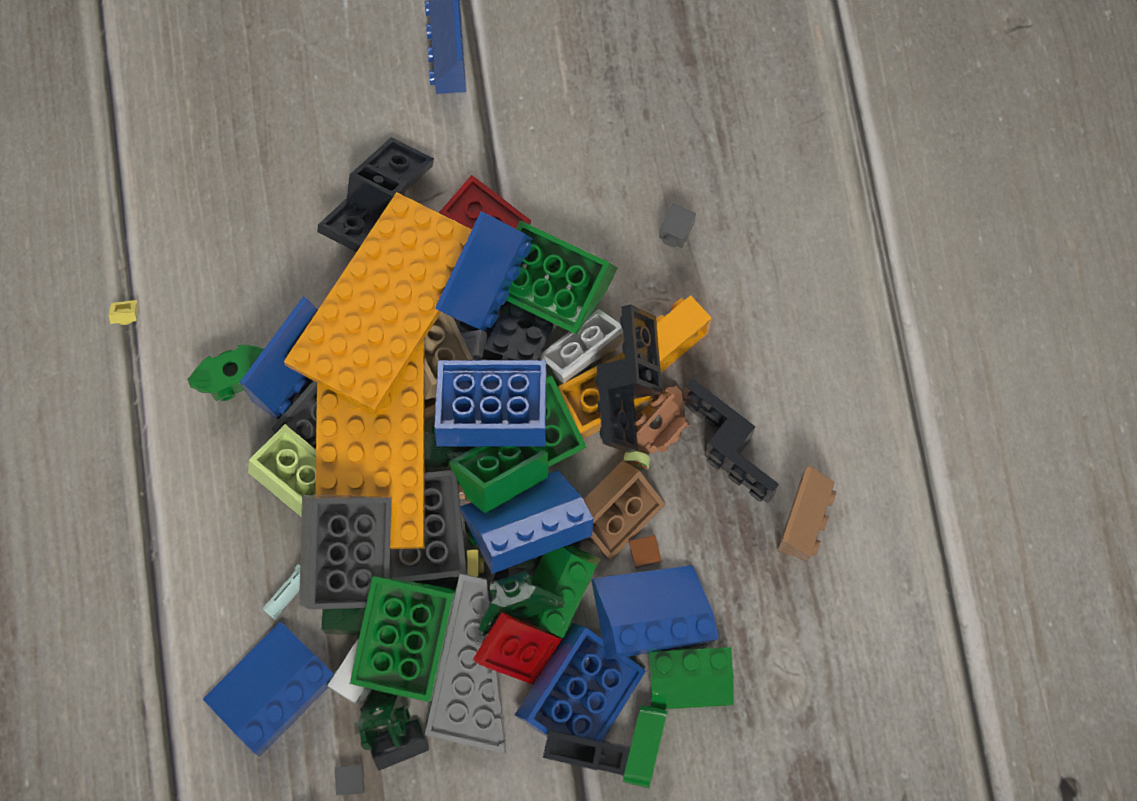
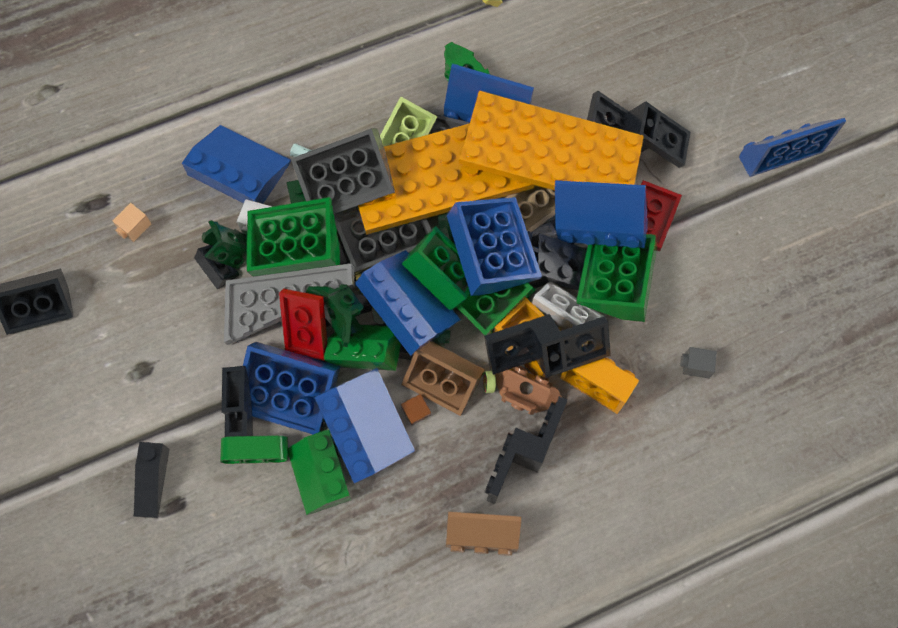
camera: 70 degrees right, 5 degrees down
(349, 780) = (181, 238): dark grey tile -> none

